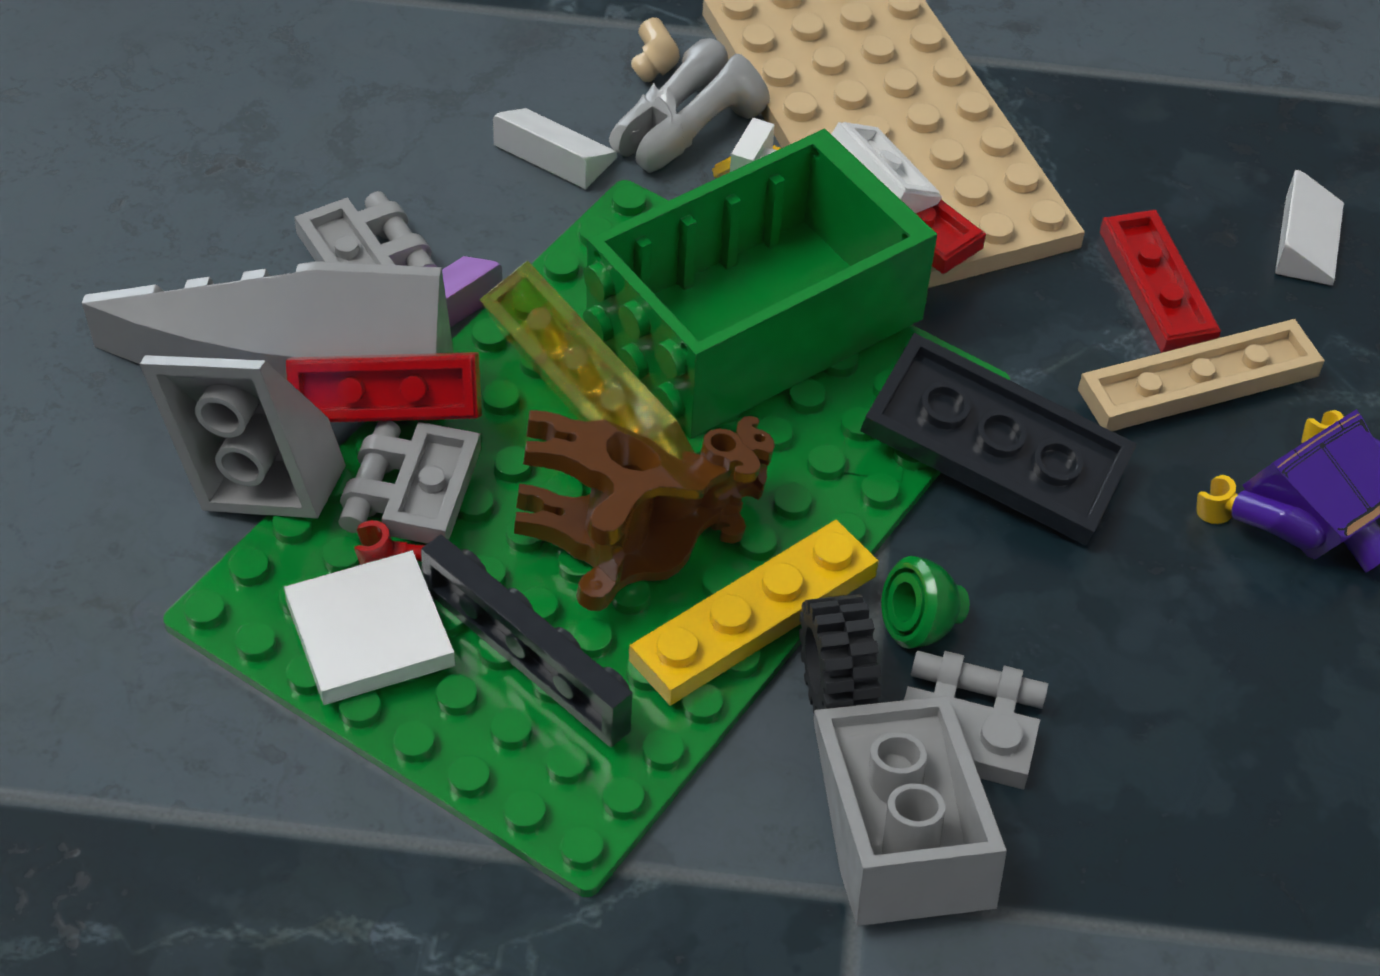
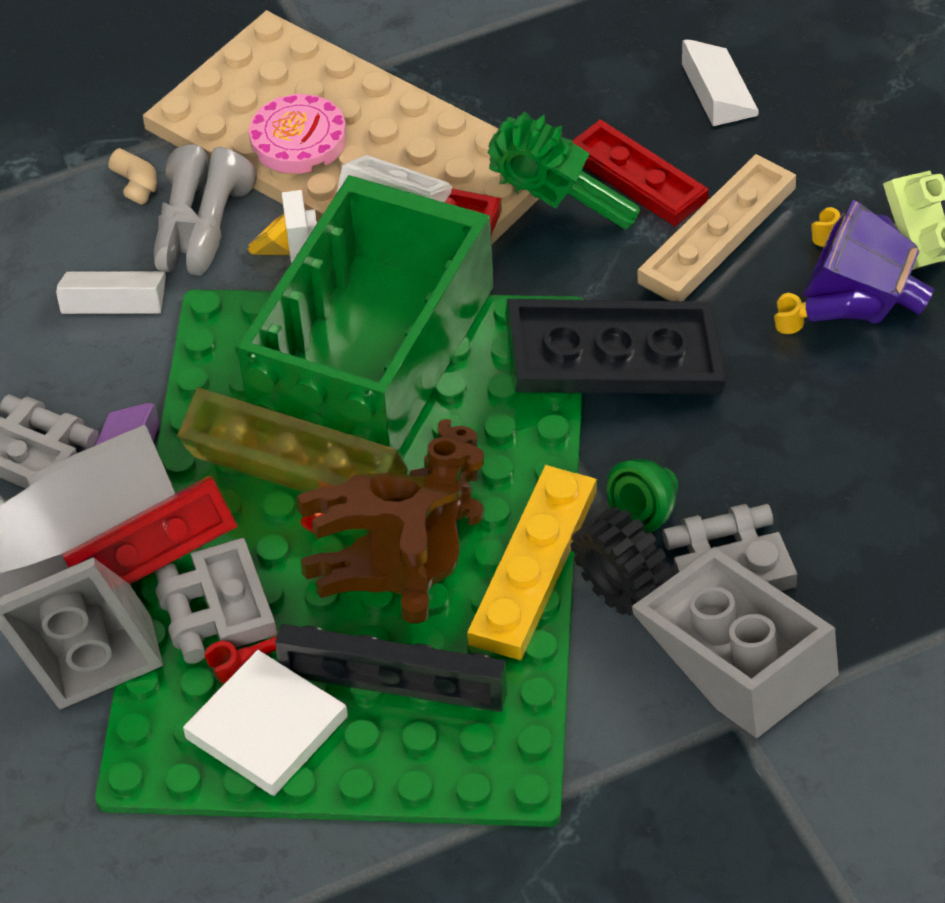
camera: 25 degrees left, 0 degrees up
(831, 79) = (297, 133): none -> bright pink tile
(1056, 225) = (550, 166): none -> green gear

